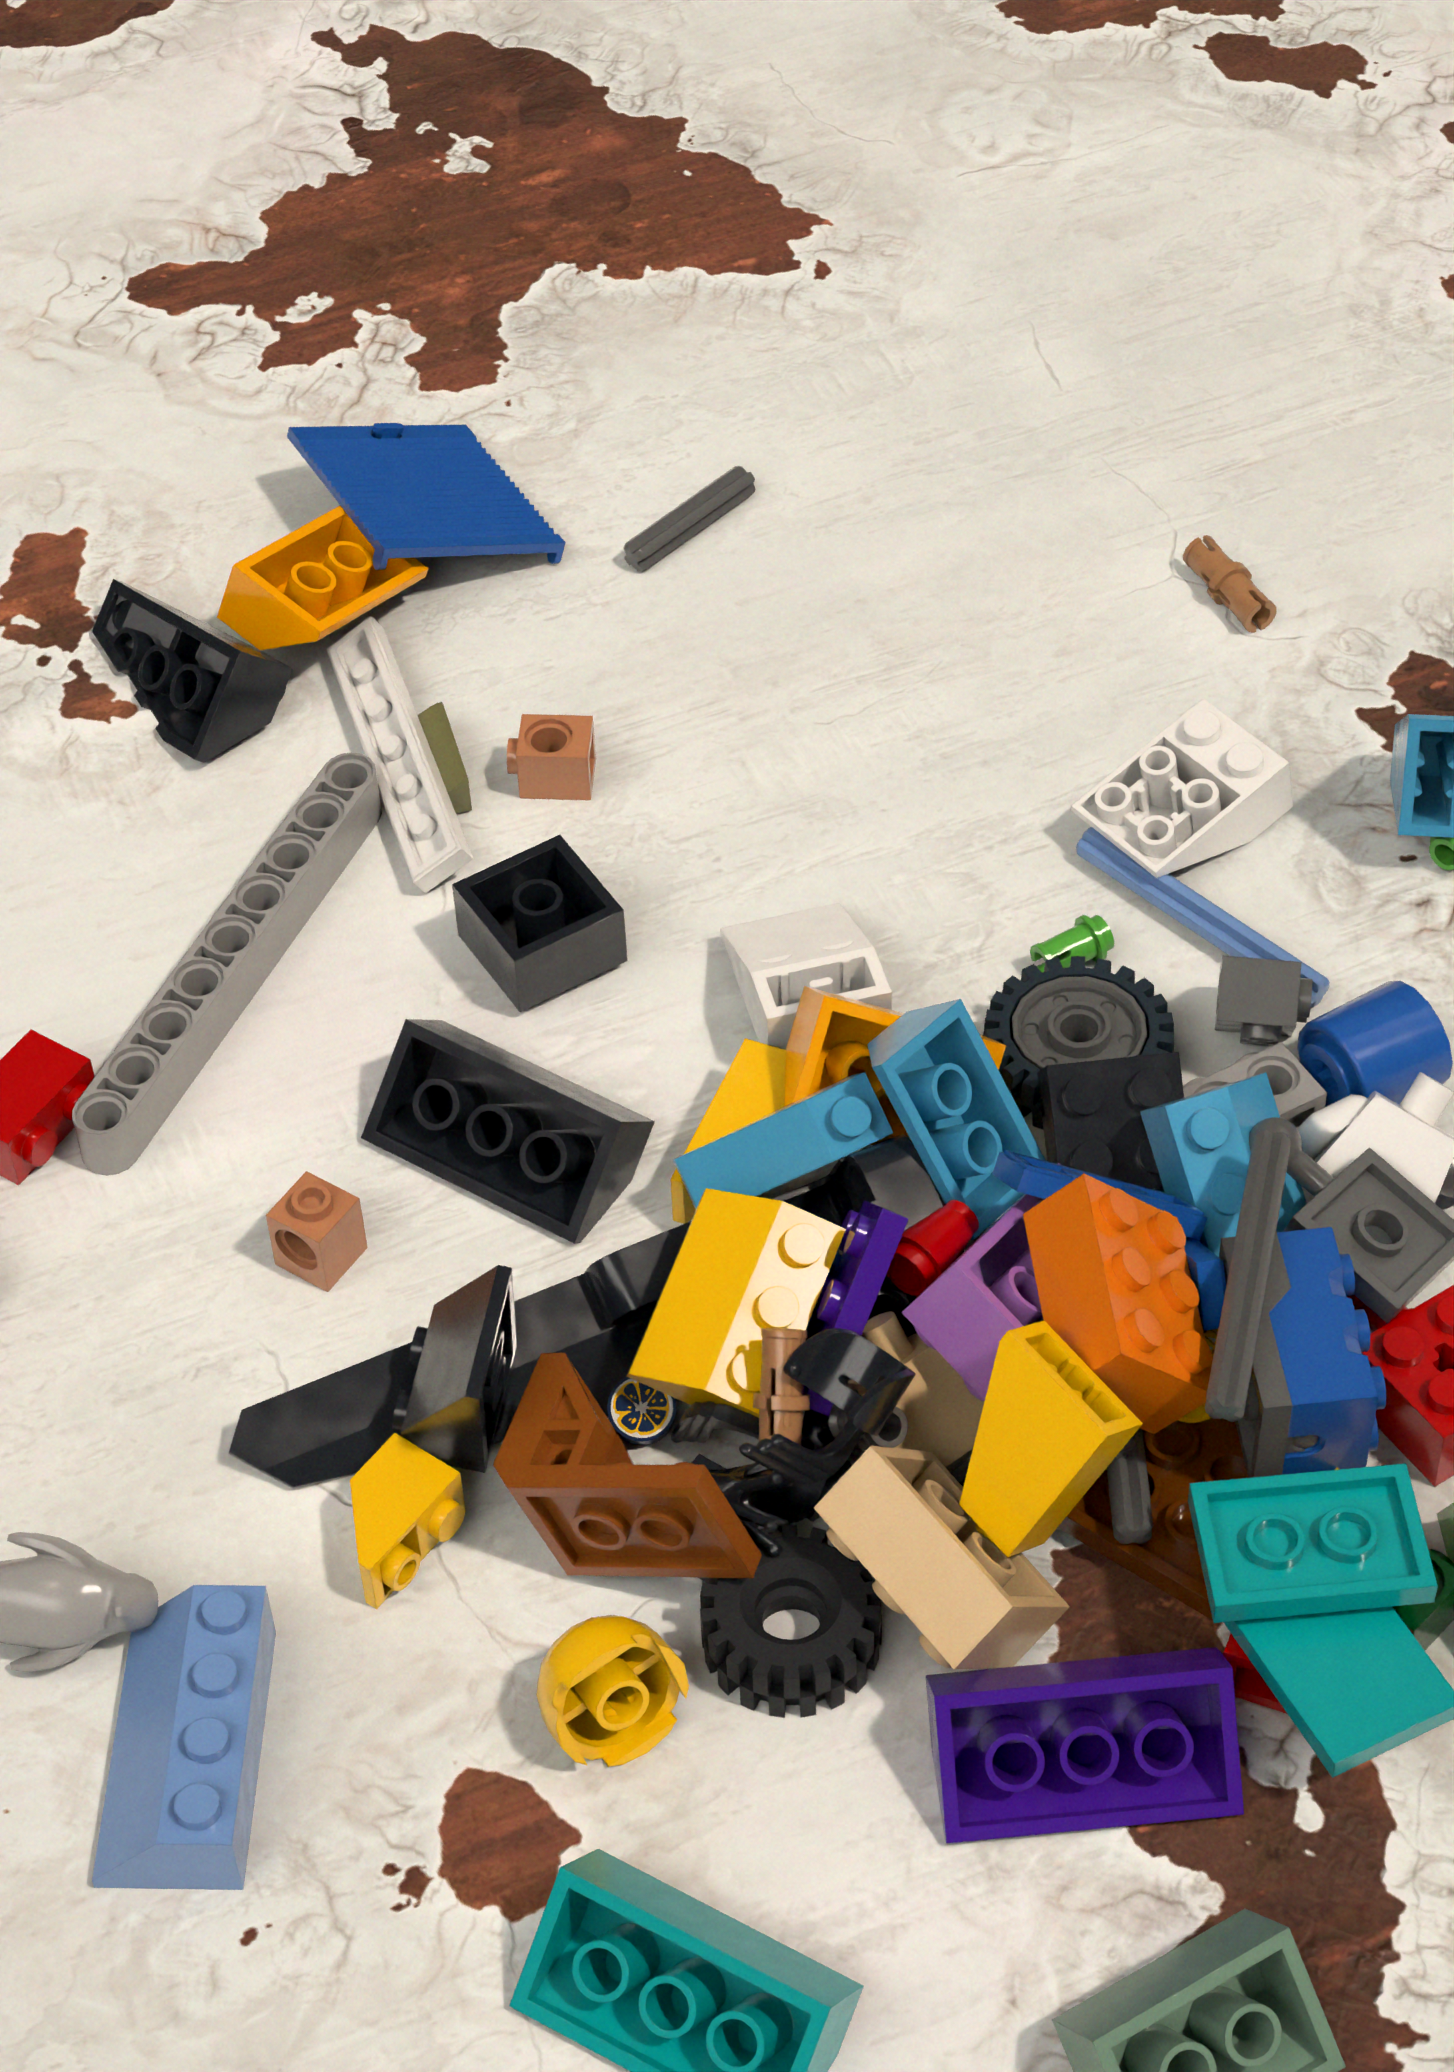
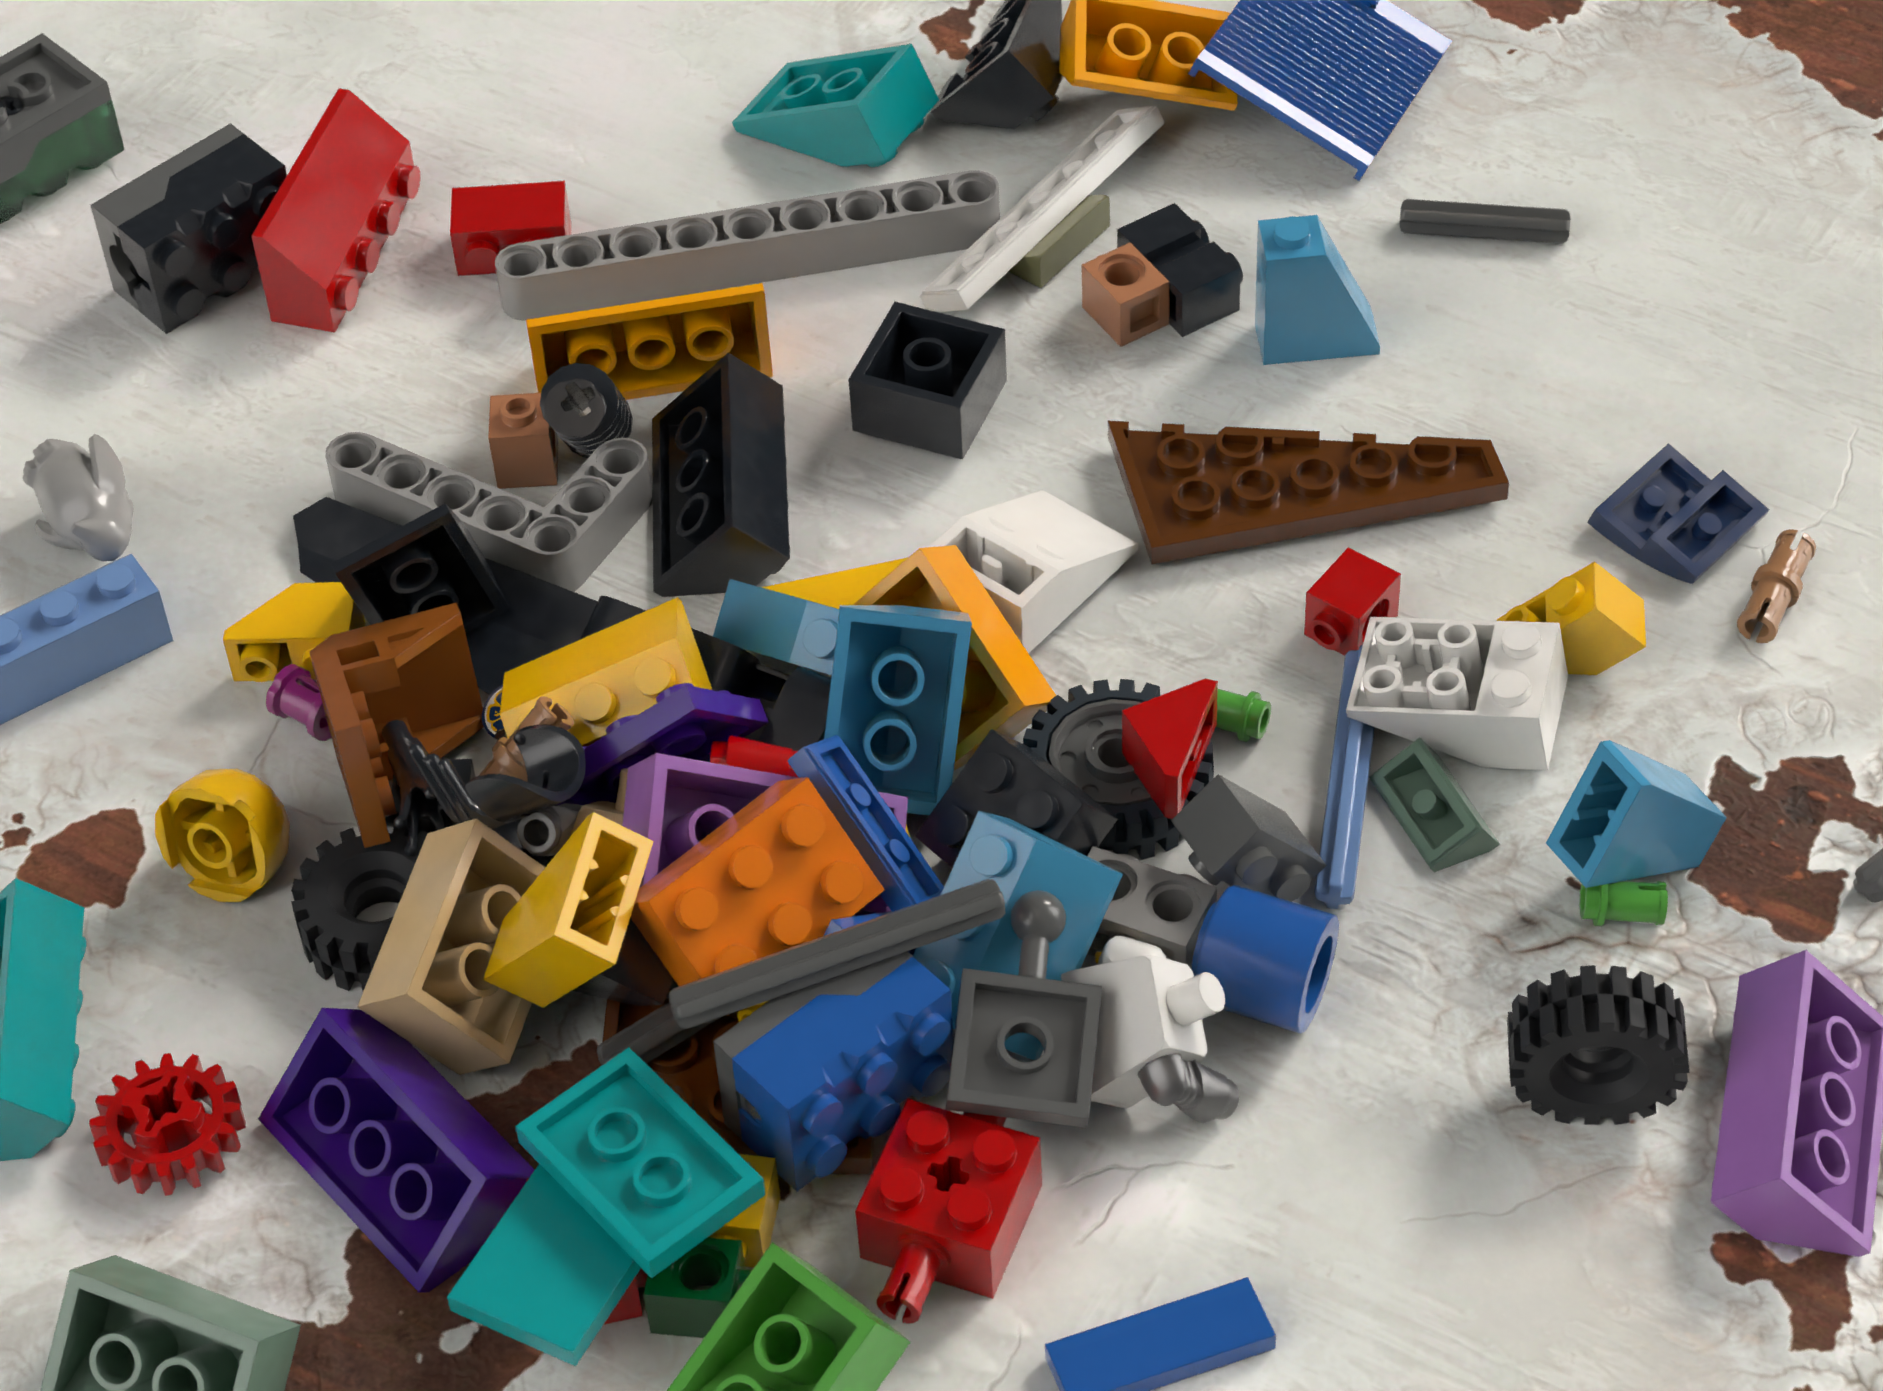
camera: 55 degrees right, 0 degrees up
(123, 809) = (843, 106): none -> teal slope
(292, 1083) = (657, 342): none -> light orange slope
(362, 1151) = (574, 390): none -> black piece
(365, 1316) = (549, 542): none -> light grey beam
(483, 1554) = (298, 697): none -> magenta bush
(590, 692) = (1199, 273): none -> black brick
(695, 649) = (1307, 296): none -> dark azure slope
(857, 791) = (1280, 484): none -> reddish brown wing
(914, 1910) = (167, 1124): none -> red gear
(1035, 813) = (1347, 597): none -> red brick
(1109, 596) = (1677, 516): none -> dark blue slope
(1132, 984) = (1169, 739): none -> red slope
(1172, 689) = (1596, 615): none -> yellow slope
(1273, 888) = (1432, 807): none -> sand green slope

